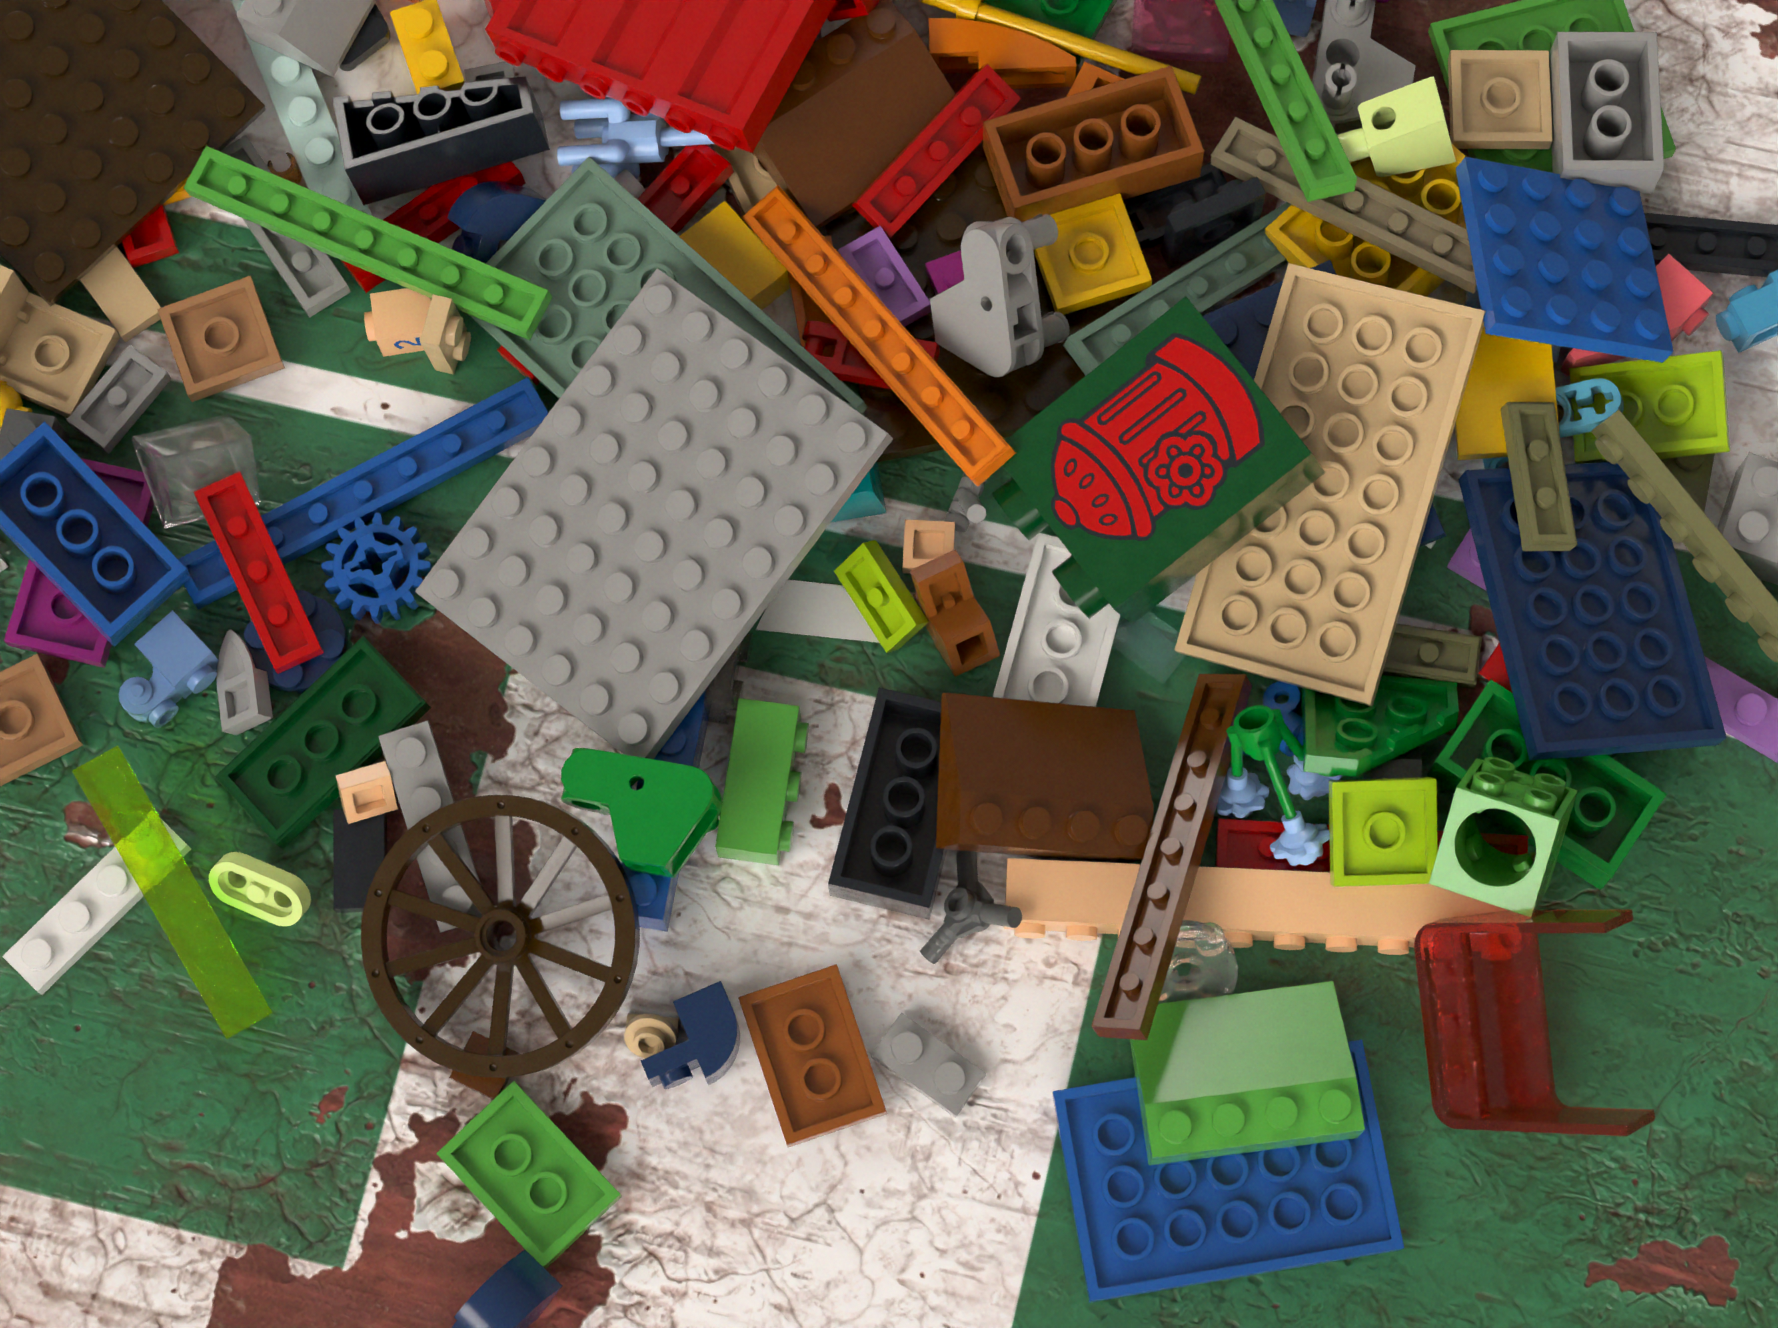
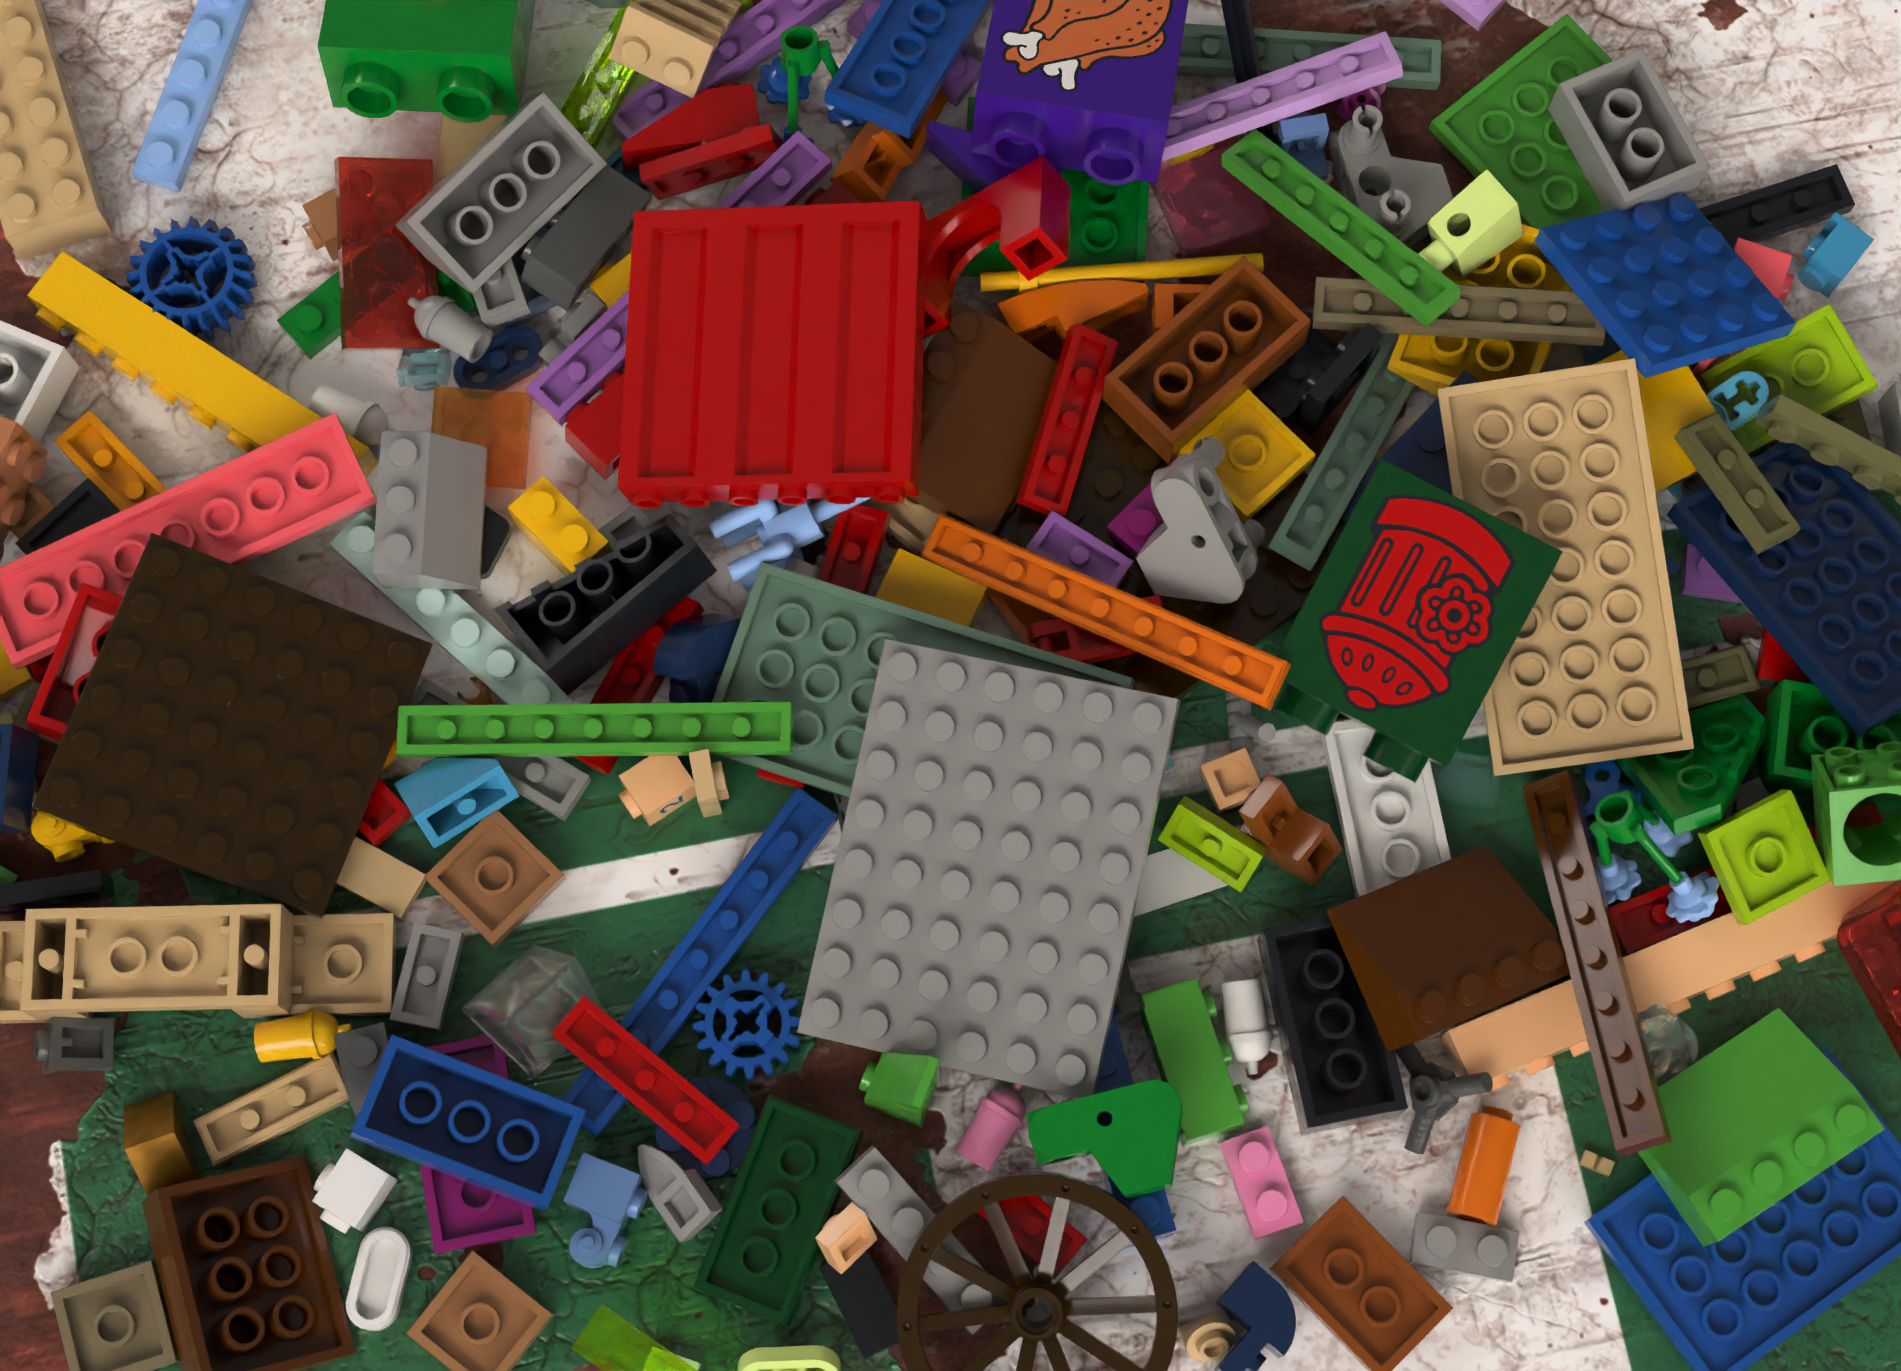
camera: 30 degrees left, 0 degrees up
(217, 248) = (454, 794): none -> dark azure slope
(485, 684) = (901, 1085): none -> bright green slope
(532, 849) = (1029, 1222): none -> red plate
(544, 759) = (993, 1126): none -> bright pink piece
(771, 921) = (1261, 1183): none -> bright pink plate
(829, 770) = (1246, 1022): none -> white piece
(982, 999) = (1484, 1166): none -> orange brick
(1093, 1048) = (1598, 1164): none -> tan piece
(1500, 99) = (1531, 159): tan plate -> none

